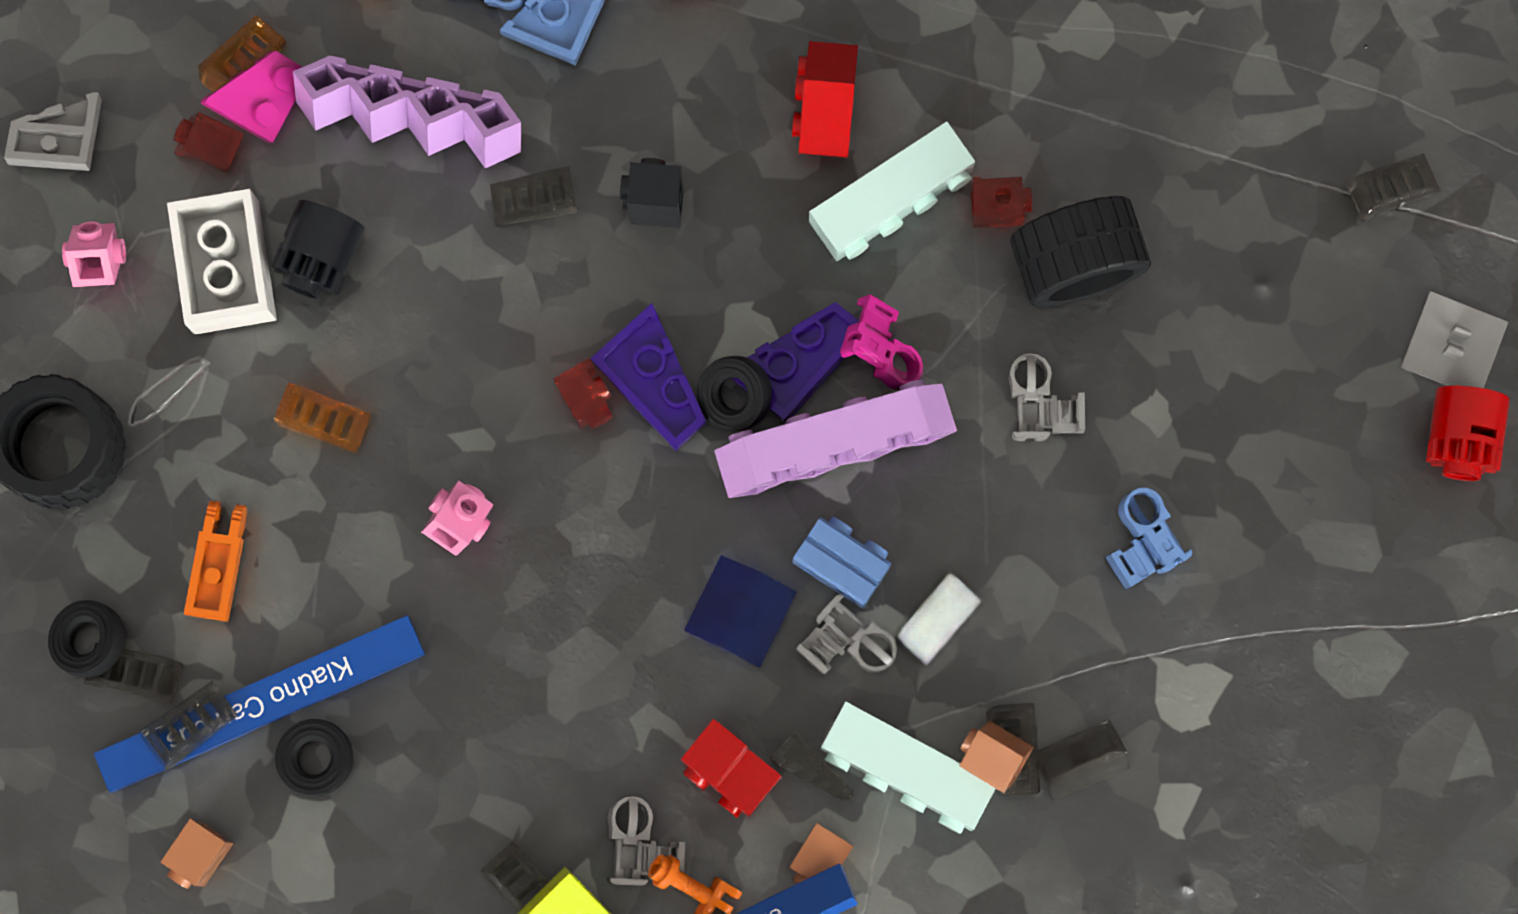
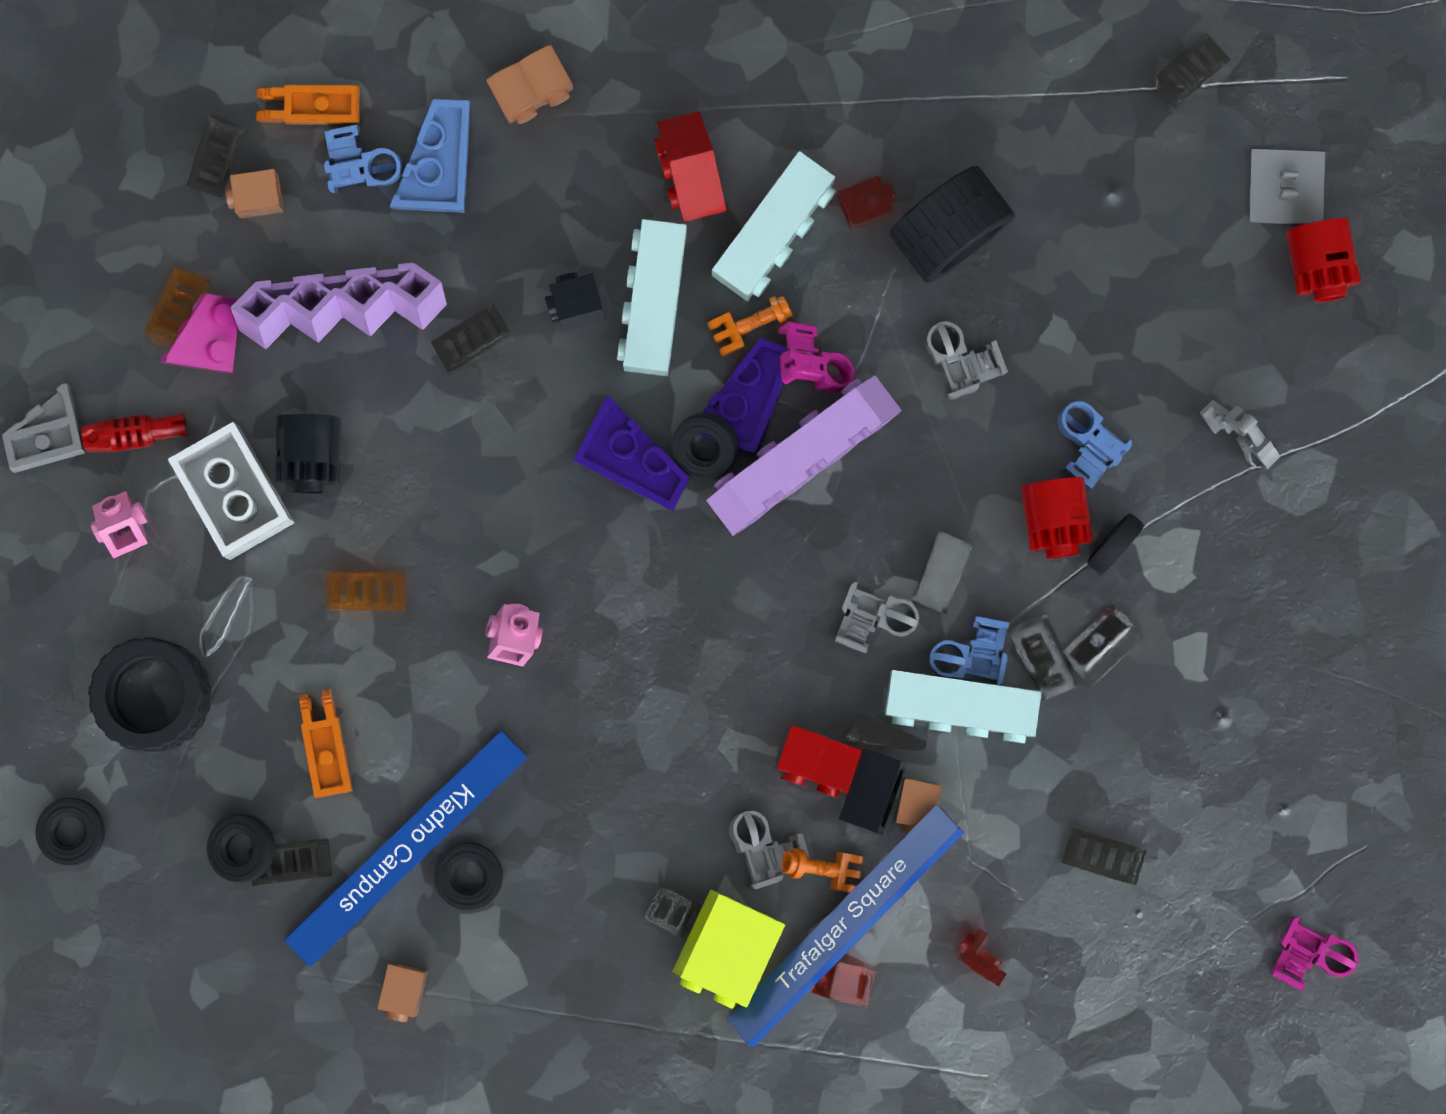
camera: 25 degrees left, 5 degrees up
(145, 166) = (132, 432): none -> red hinge
(165, 723) = (358, 909): clear smoke slope -> none
(207, 141) = (176, 391): clear red bracket -> none
(584, 395) = (580, 493): clear red brick -> none
(738, 221) = (654, 297): none -> light aqua brick
(740, 611) = (776, 625): clear blue slope -> none
(778, 825) = (872, 791): none -> black hinge
(842, 561) = (846, 554): medium blue brick -> none
(865, 280) = (734, 330): none -> orange hinge
(950, 725) = (982, 659): none -> medium blue piece
(994, 755) = (1030, 669): nougat brick -> none
(1083, 601) = (1057, 516): none -> red gear
(1135, 654) = (1115, 543): none -> black tyre
(1324, 606) = (1251, 439): none -> light grey piece

